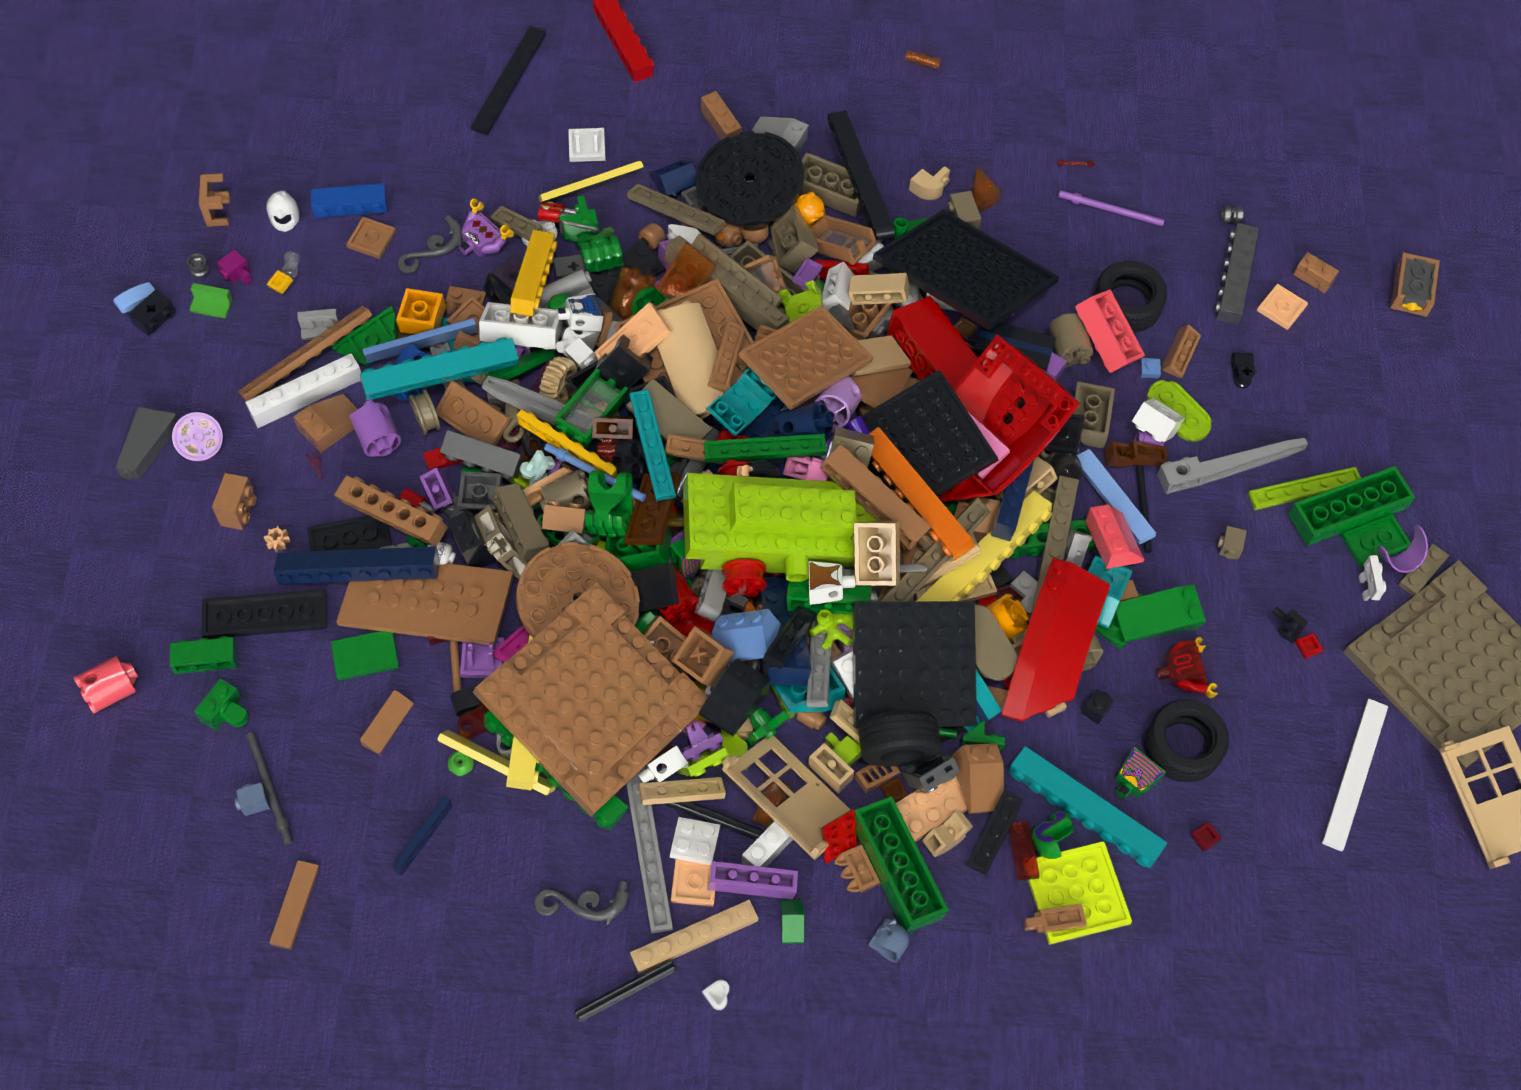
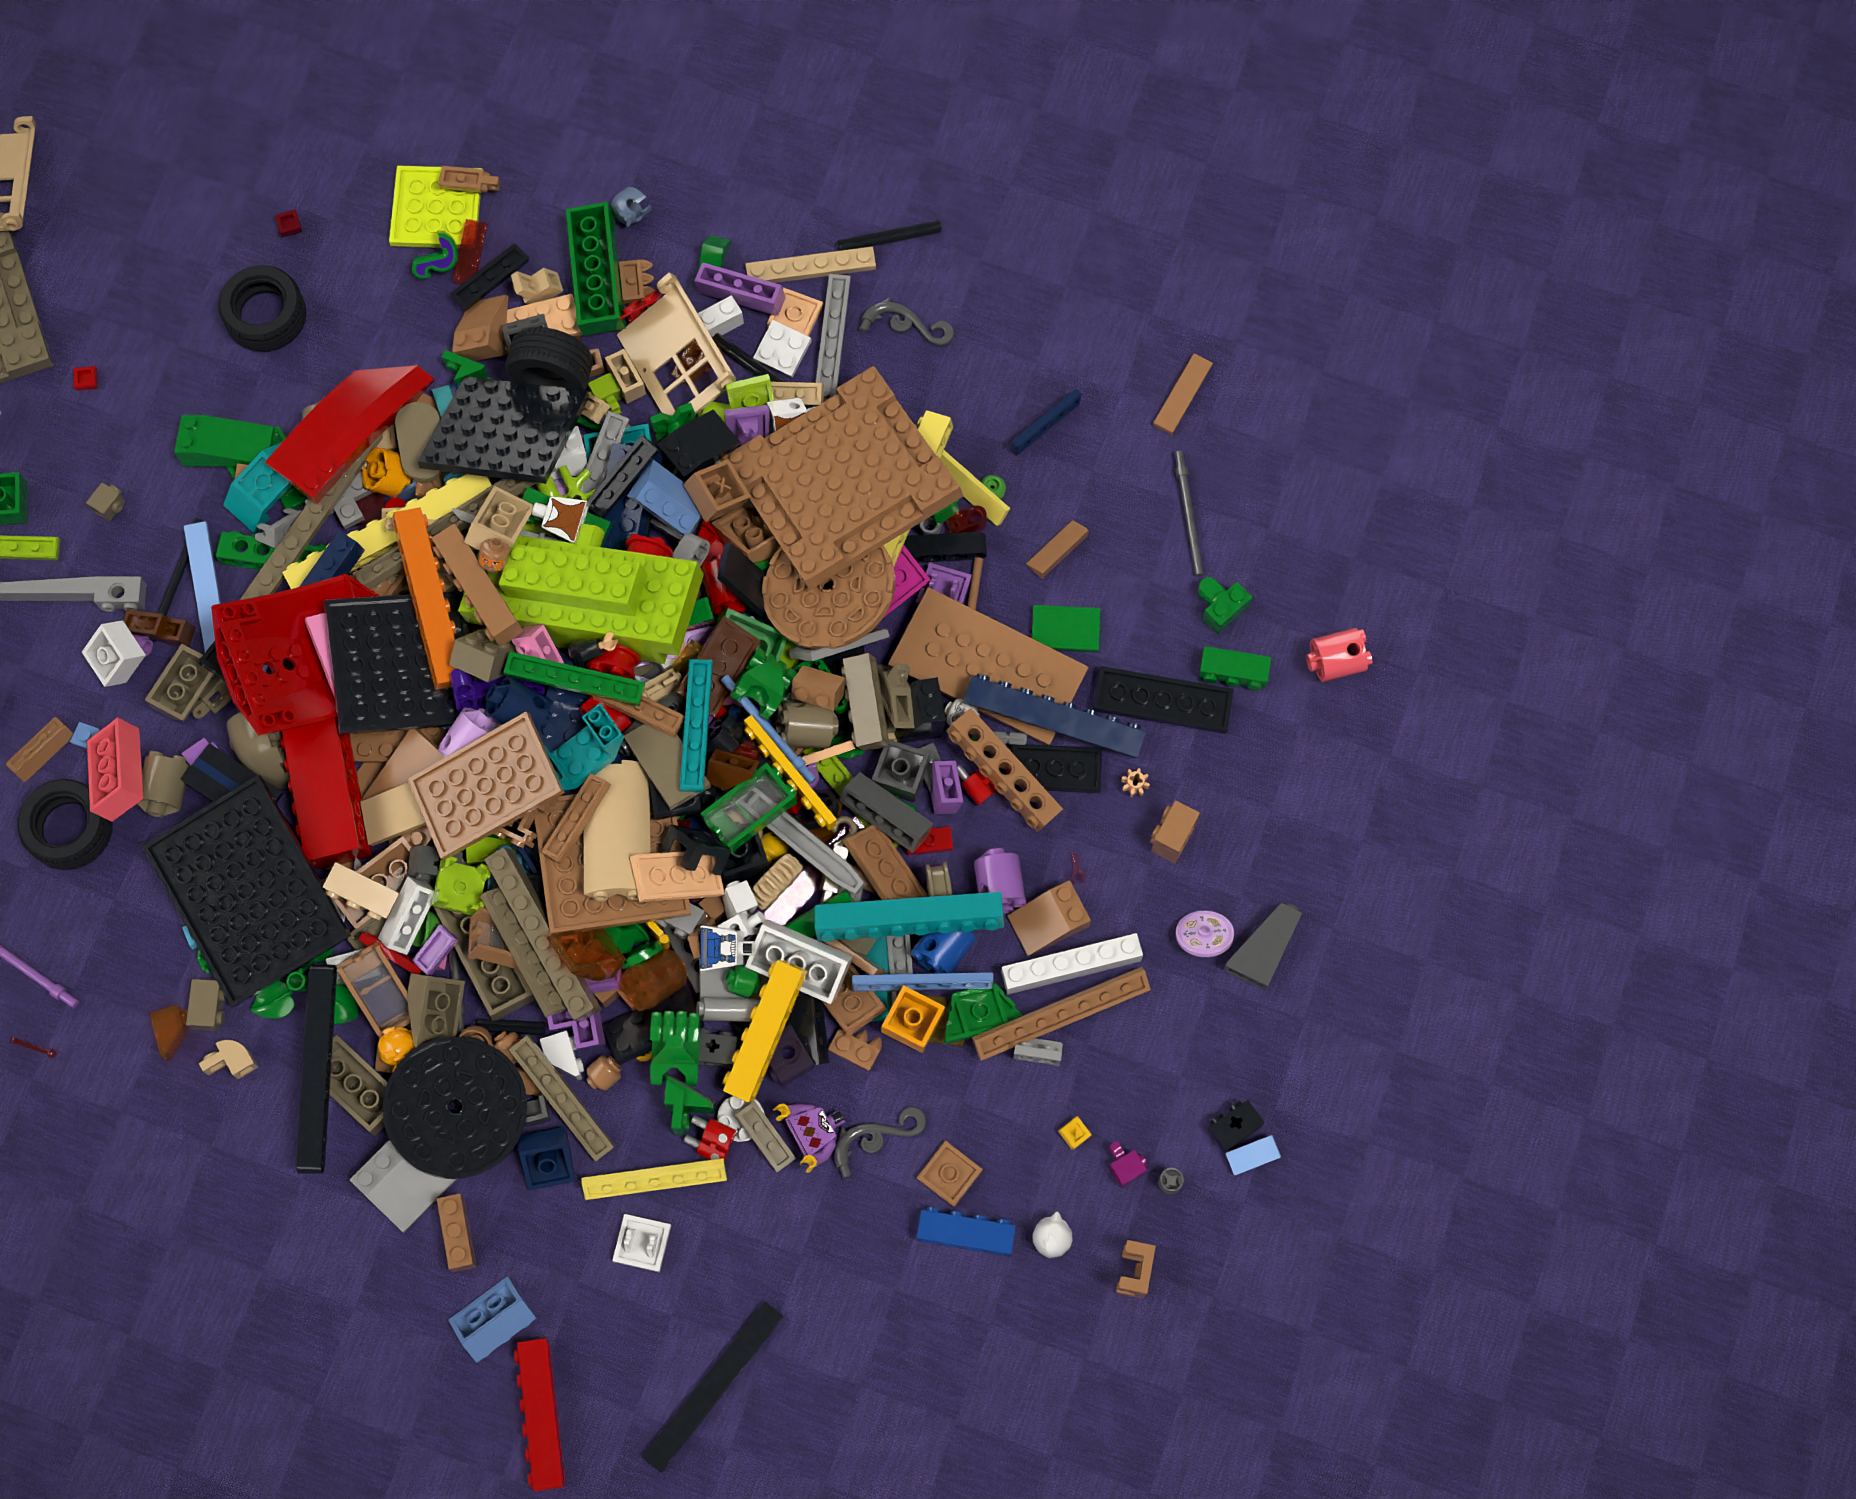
camera: 160 degrees left, 10 degrees up
(210, 300) = (1163, 1127): bright green panel -> none
(251, 799) = (1207, 502): sand blue brick -> none
(291, 263) = (1056, 1154): clear bush -> none
(536, 468) = (831, 775): light aqua hips -> none
(677, 79) = (491, 1319): none -> medium blue slope
(717, 994) = (805, 212): white tile -> none
(867, 504) = (494, 555): none -> medium nougat head
(922, 59) = (154, 1265): clear orange pin -> none
(1087, 807) = (390, 278): teal brick -> none
(1097, 706) = (332, 368): black brick -> none
(1113, 537) = (233, 521): coral slope -> none
(1138, 775) = (326, 294): torso -> none
(1187, 668) = (223, 383): torso -> none
(1197, 420) = (78, 683): lime tile -> none
(1291, 624) = (97, 391): black plate -> none
(1354, 775) = (111, 244): white tile -> none

